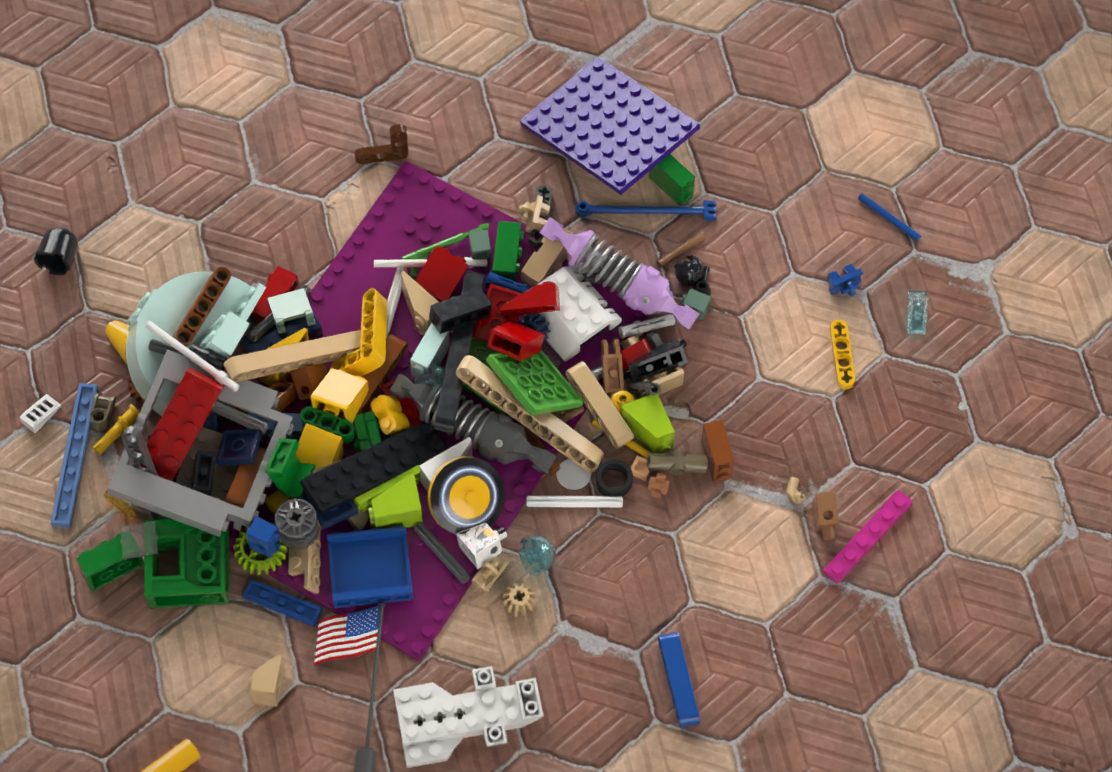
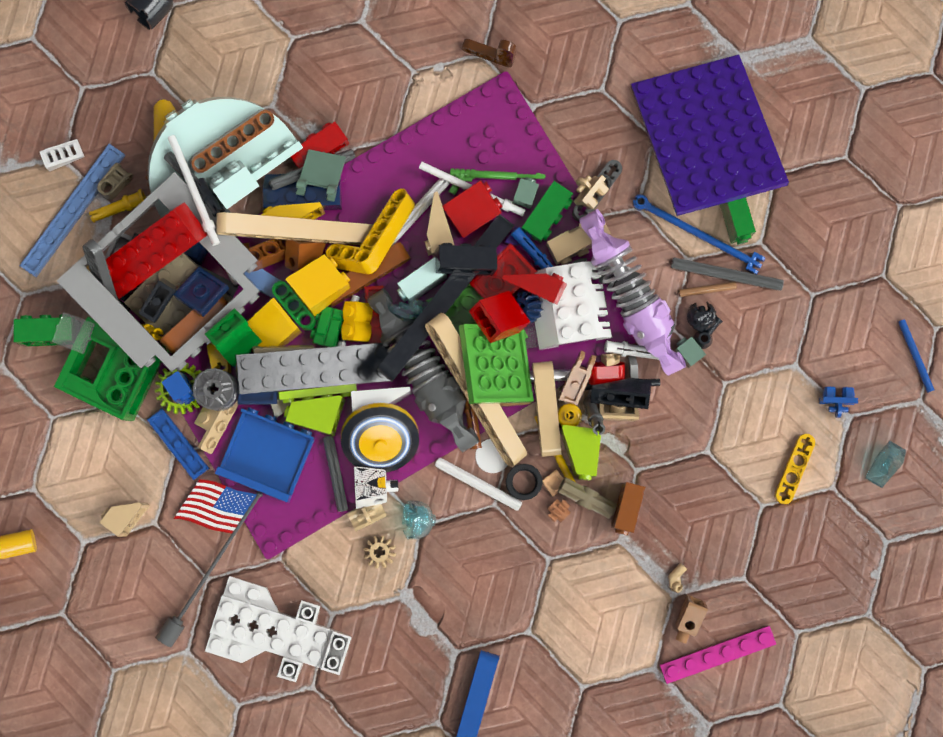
camera: 30 degrees right, 20 degrees up
(691, 229) = (727, 274): none -> dark grey axle

